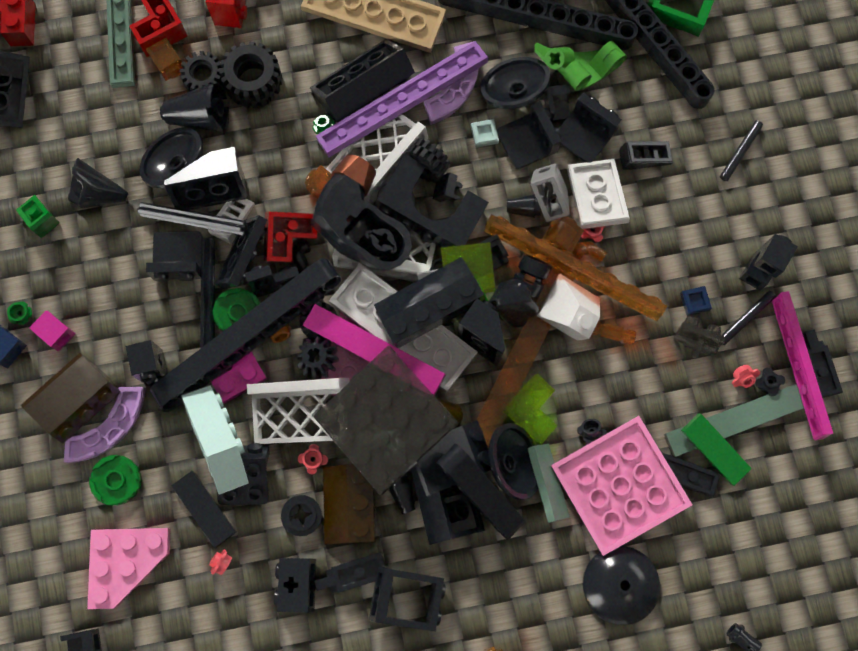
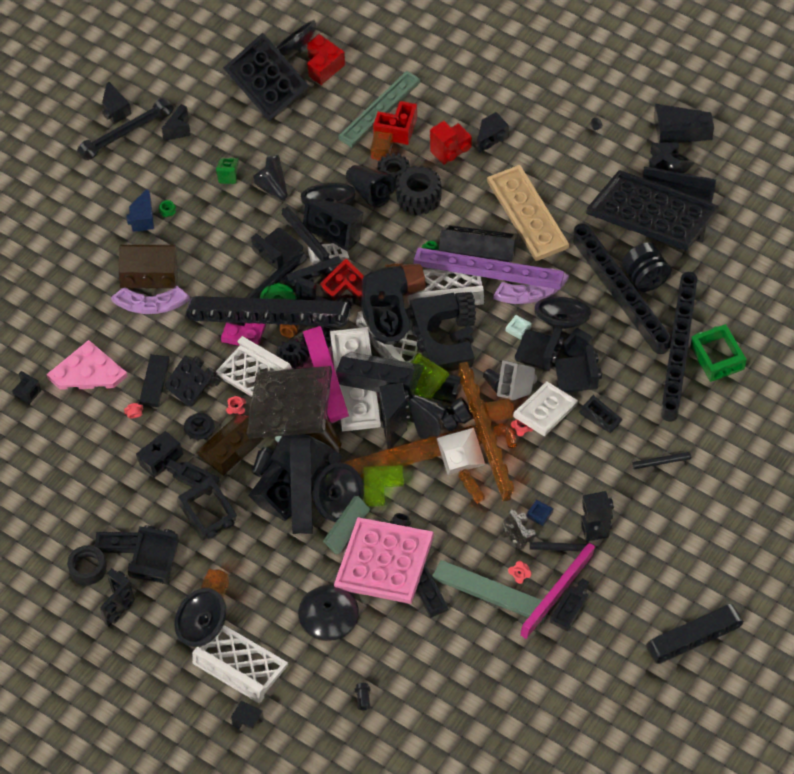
camera: 50 degrees right, 20 degrees down
(52, 331) = (174, 230): dark pink panel -> none
(115, 480) = (126, 329): green tile -> none
(146, 362) = (204, 280): black brick -> none
(216, 438) = (195, 343): light aqua wedge -> none
(582, 68) = (614, 339): bright green panel -> none
(716, 449) = (458, 591): green tile -> none
(764, 386) = (528, 591): black plate -> none

